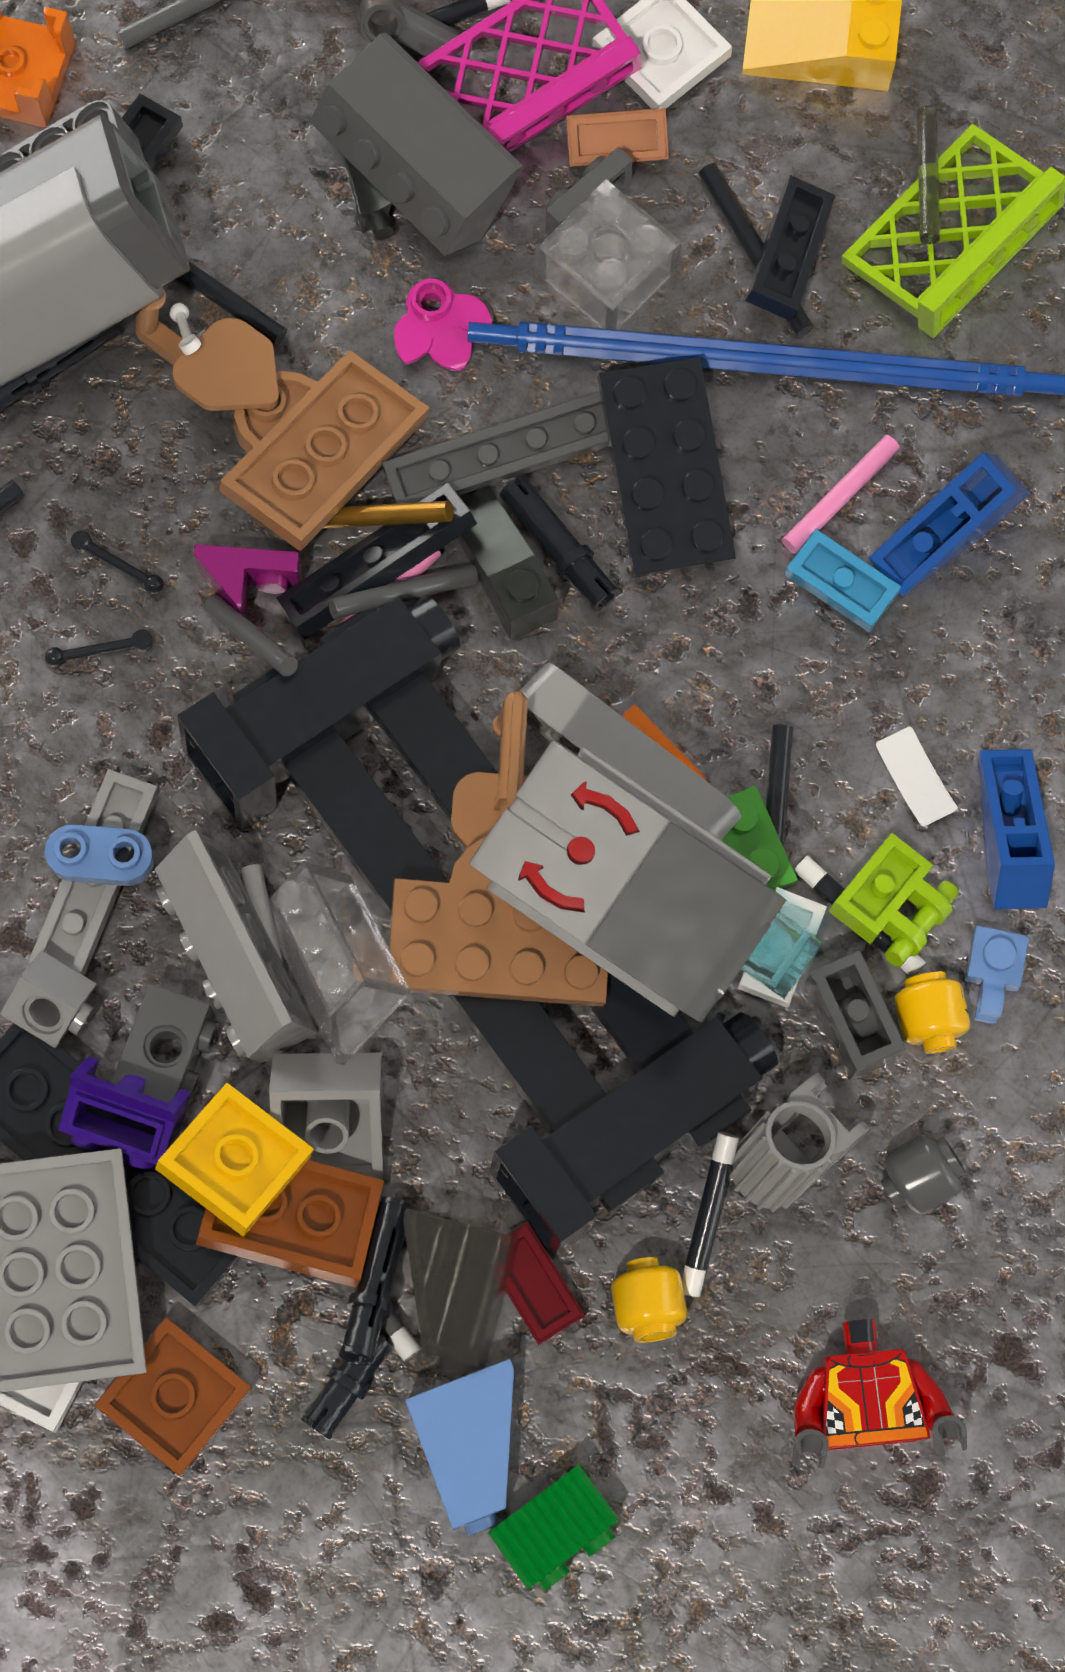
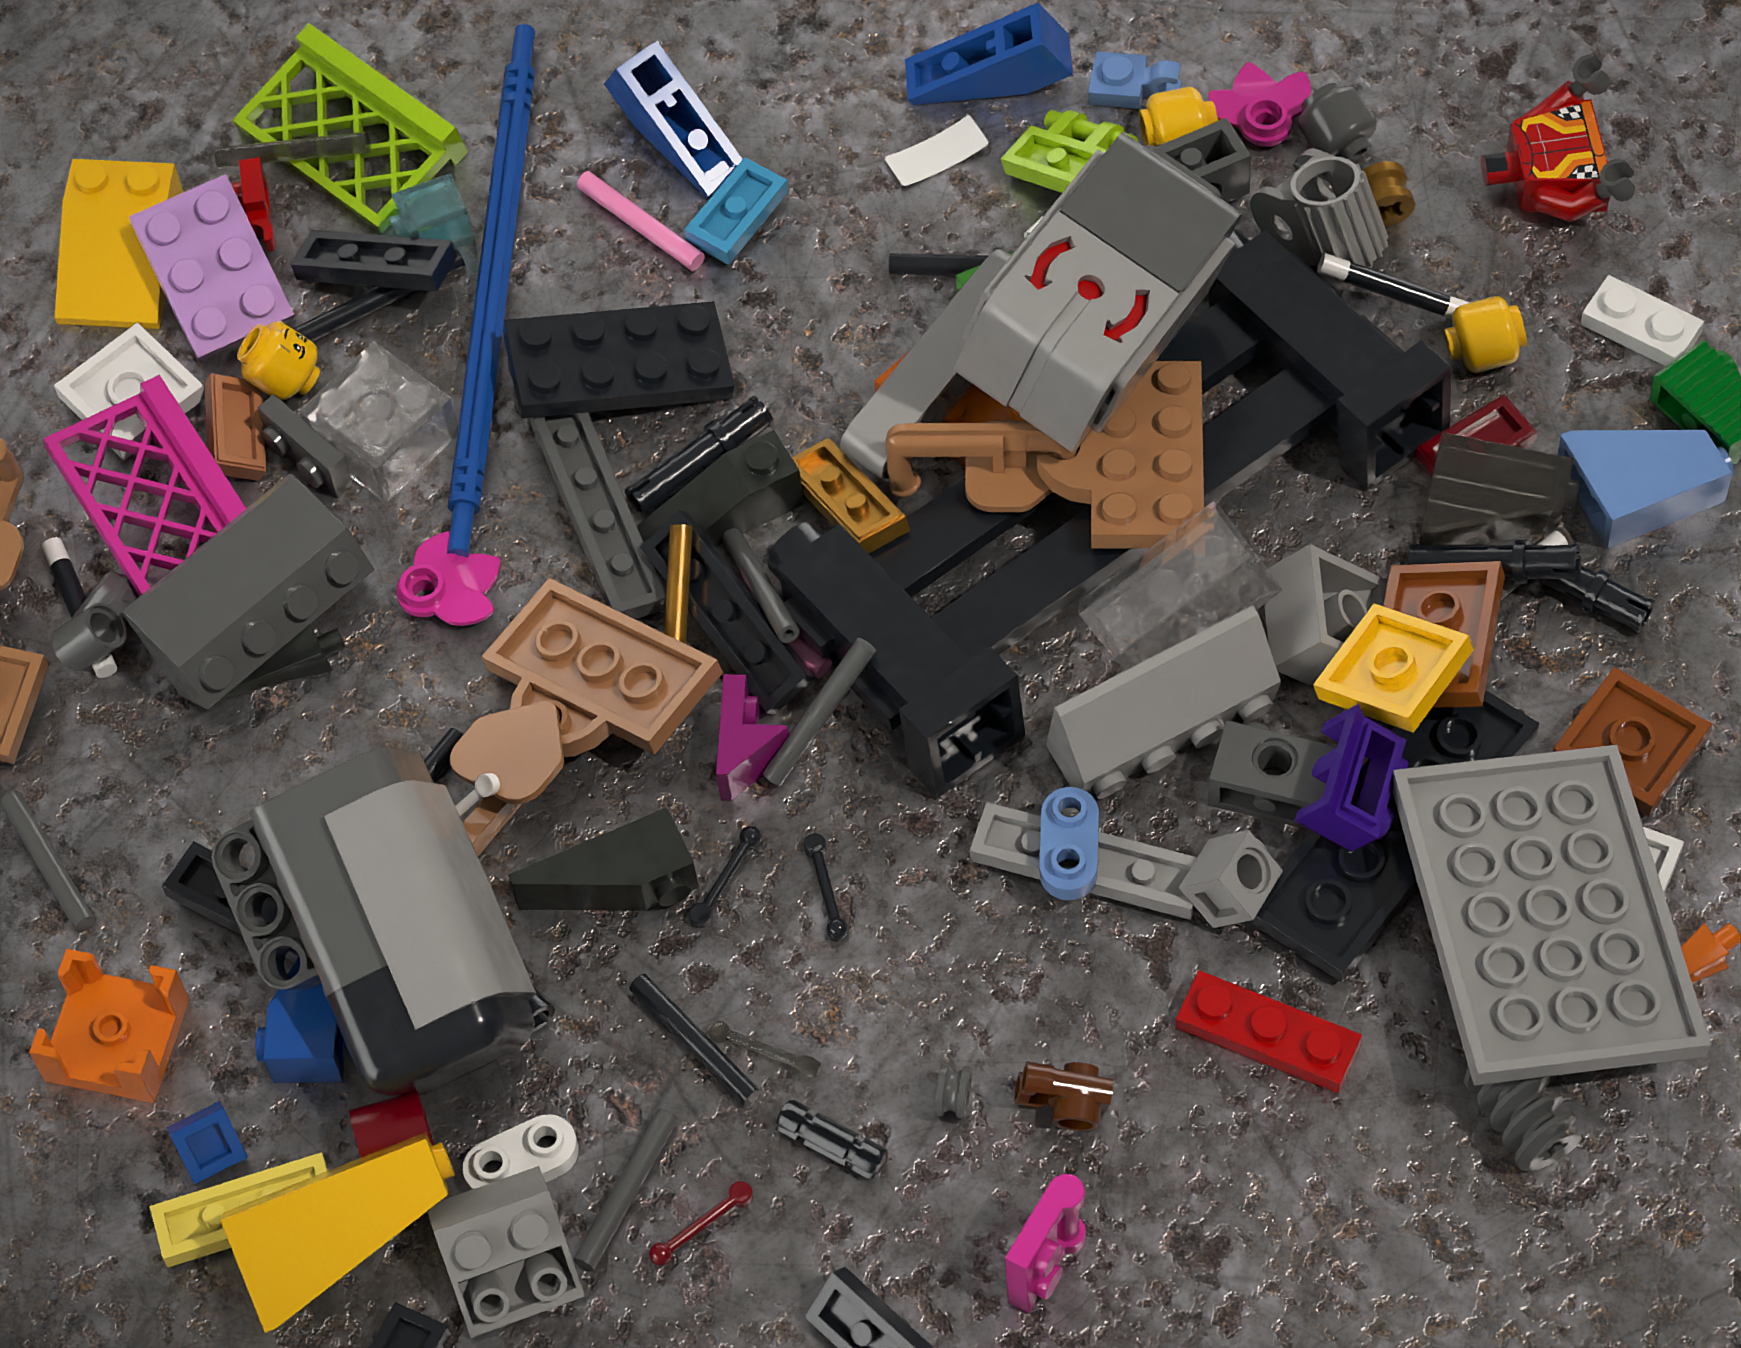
camera: 85 degrees left, 15 degrees down
(118, 470) = (617, 871): none -> pearl dark grey slope
(491, 669) = (848, 496): none -> pearl gold tile
(669, 1469) = (1641, 321): none -> white plate
(679, 167) = (279, 360): none -> yellow head
(785, 104) = (211, 266): none -> lavender plate
(832, 1214) = (1388, 187): none -> pearl gold wheel
(842, 300) = (432, 212): none -> clear light blue brick
(866, 145) = (255, 199): none -> red plate
(967, 1098) = (1261, 100): none -> dark pink plate

